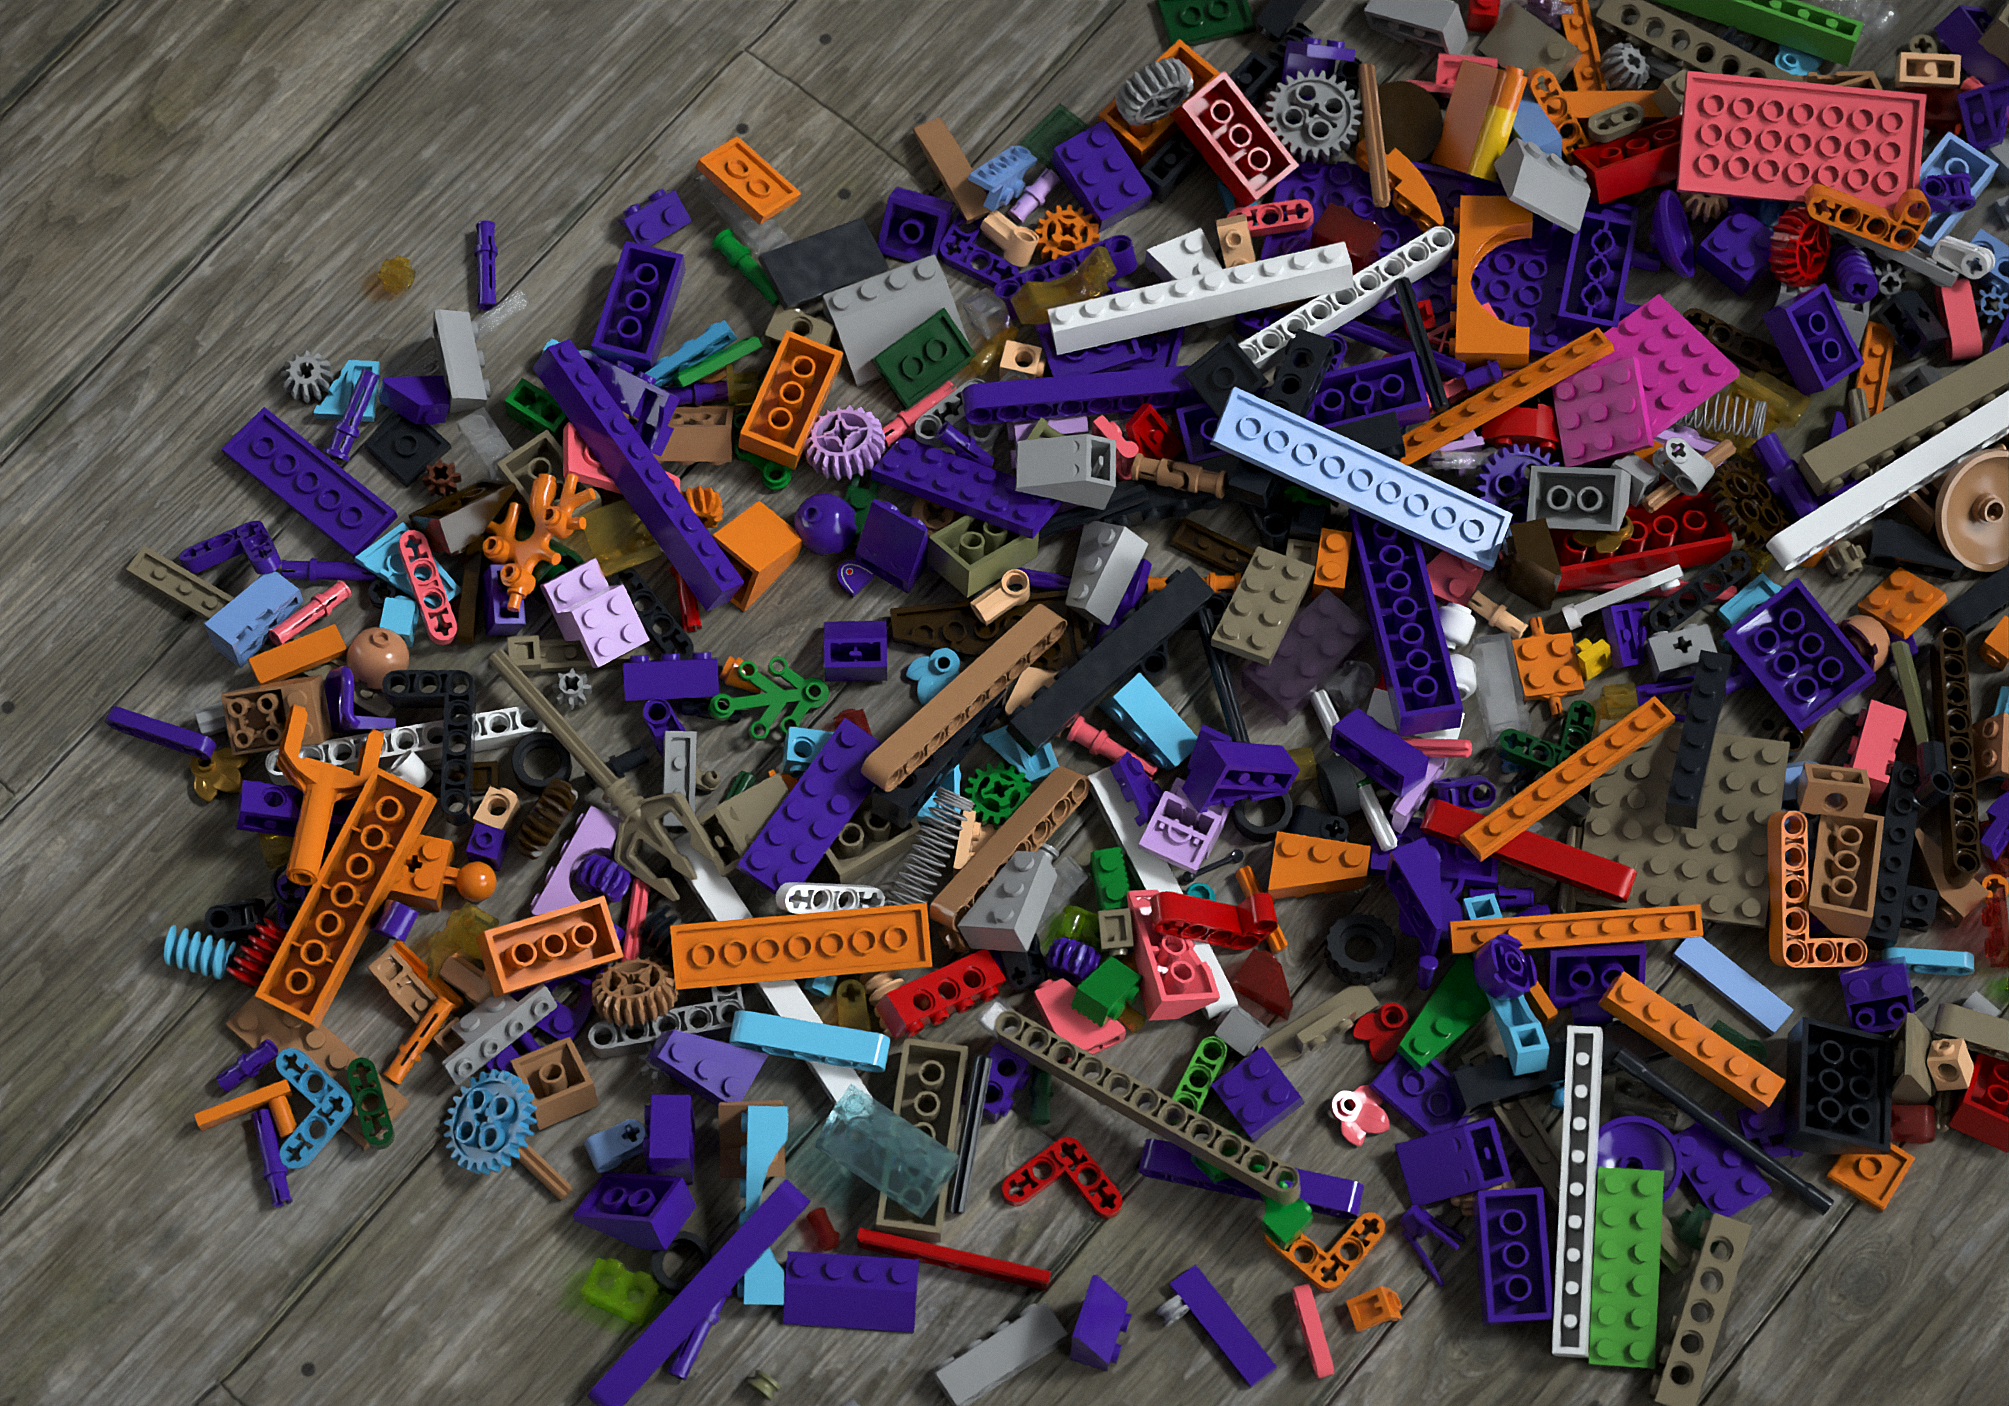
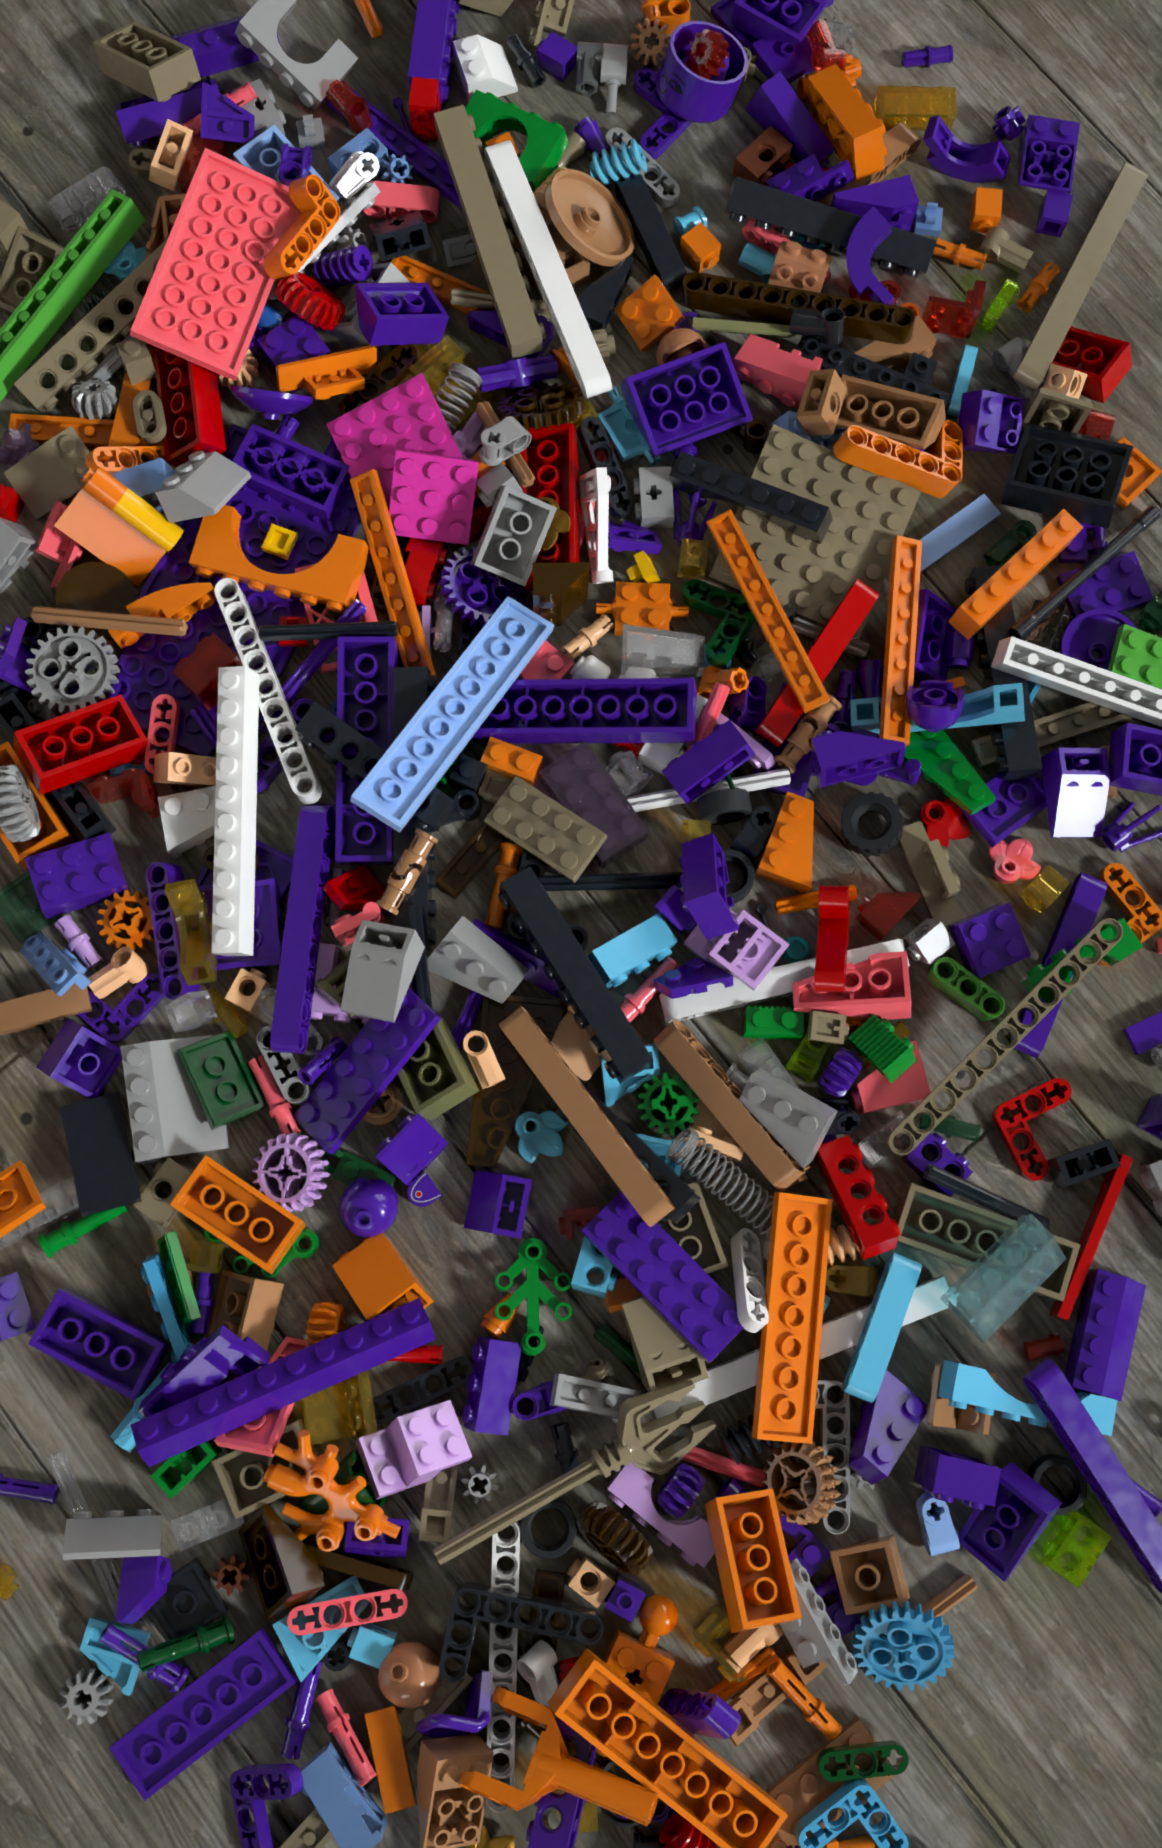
camera: 80 degrees left, 10 degrees up
(377, 462) = (200, 1640): none -> dark green pin
(1031, 1232) = (1083, 1163): none -> black brick
(1207, 200) = (132, 784): none -> clear red bracket
(1221, 371) = (321, 807): black tile -> none
(1333, 1148) = (1044, 889): none -> clear yellow brick
(1461, 863) = (801, 740): none -> medium nougat piece
(1482, 760) = (733, 678): none -> orange piece
(1483, 375) = (369, 587): dark purple pin -> none
(1515, 281) = (279, 541): none -> yellow tile
(1720, 286) = (328, 373): none -> orange bracket

